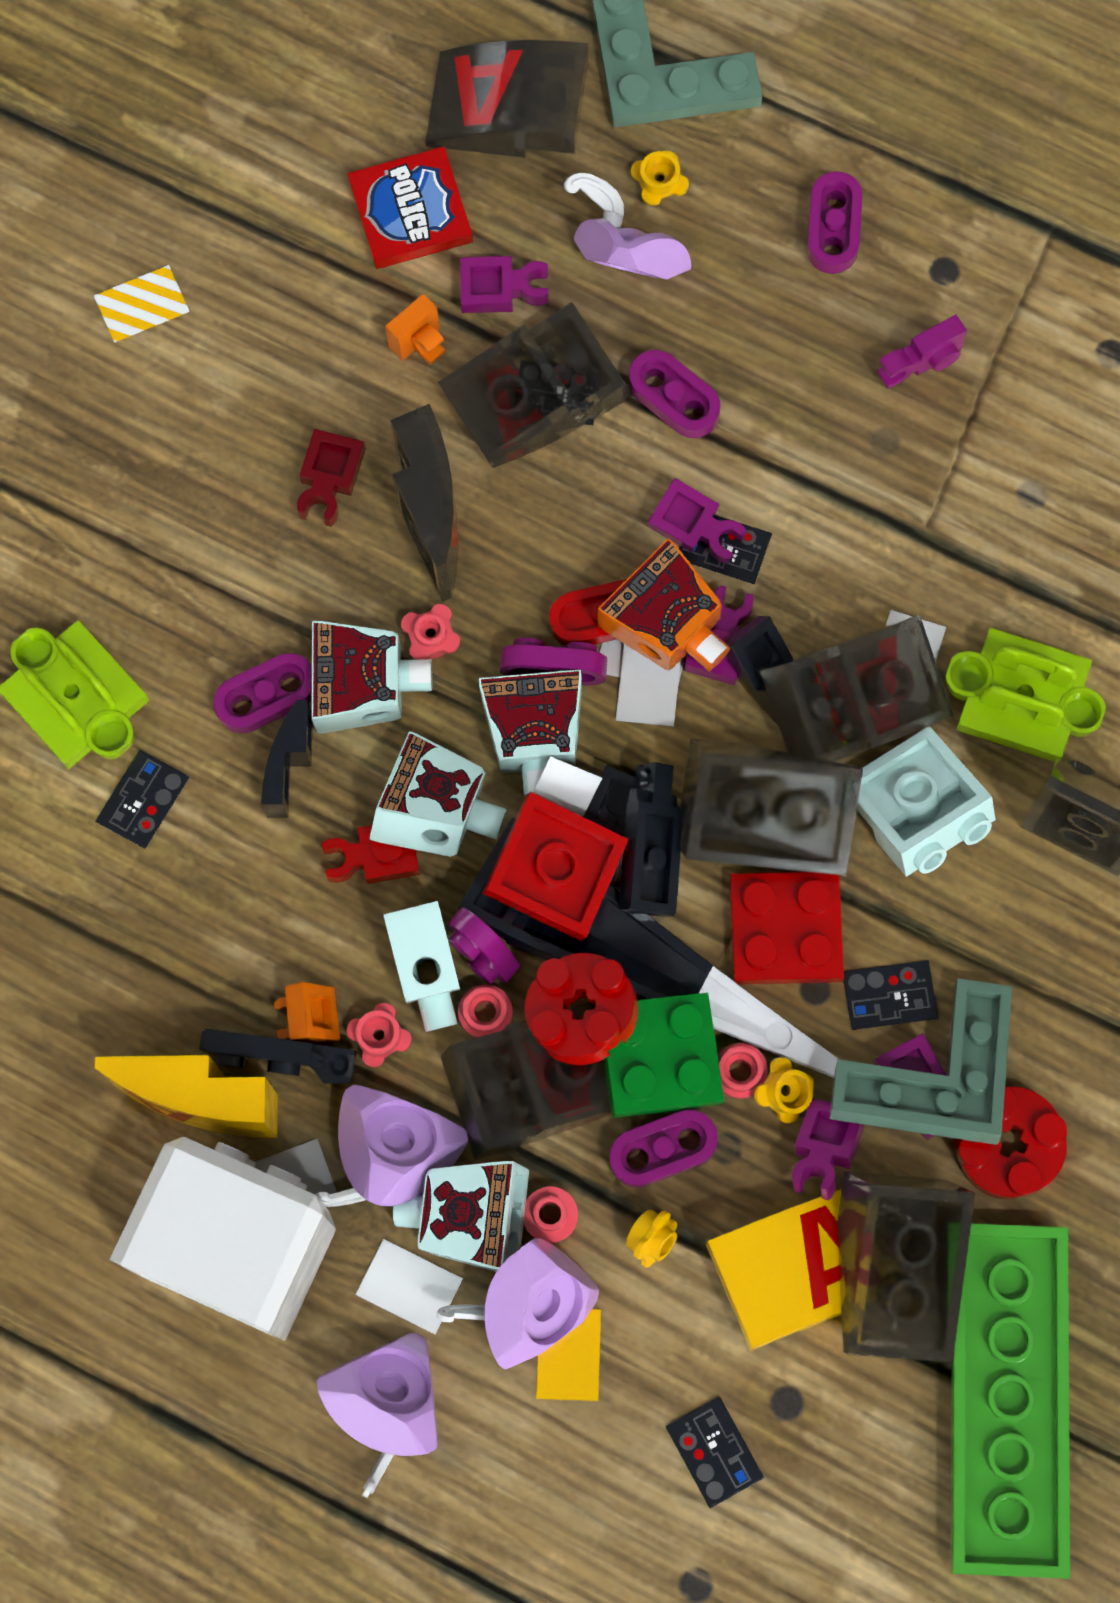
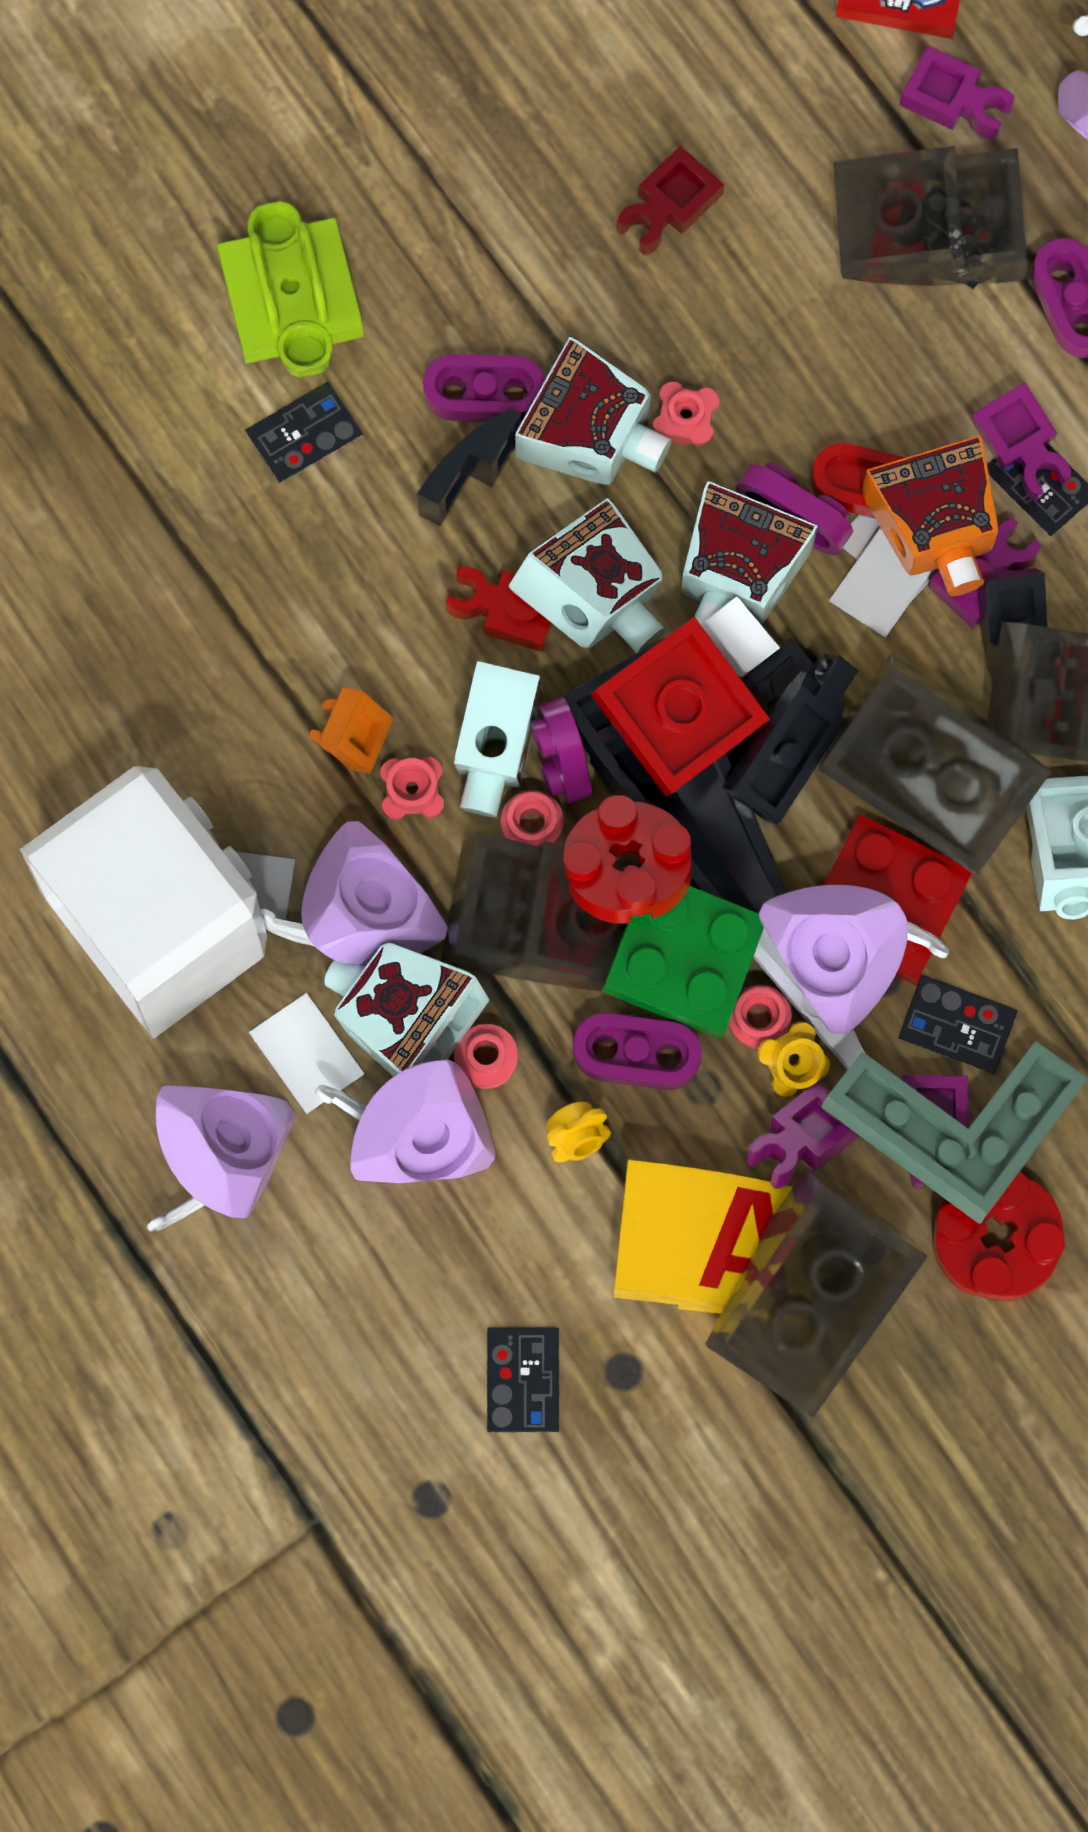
camera: 25 degrees right, 0 degrees up
(196, 1093) = (197, 745): yellow slope -> none
(283, 1056) = (304, 756): black hinge -> none
(416, 330) = (841, 98): orange tile -> none
(427, 495) = (758, 271): clear smoke slope -> none
(572, 1364) = (427, 1214): yellow sticker -> none
(778, 986) = (842, 947): none -> lavender hat
(1012, 1406) = (851, 1492): bright green plate -> none

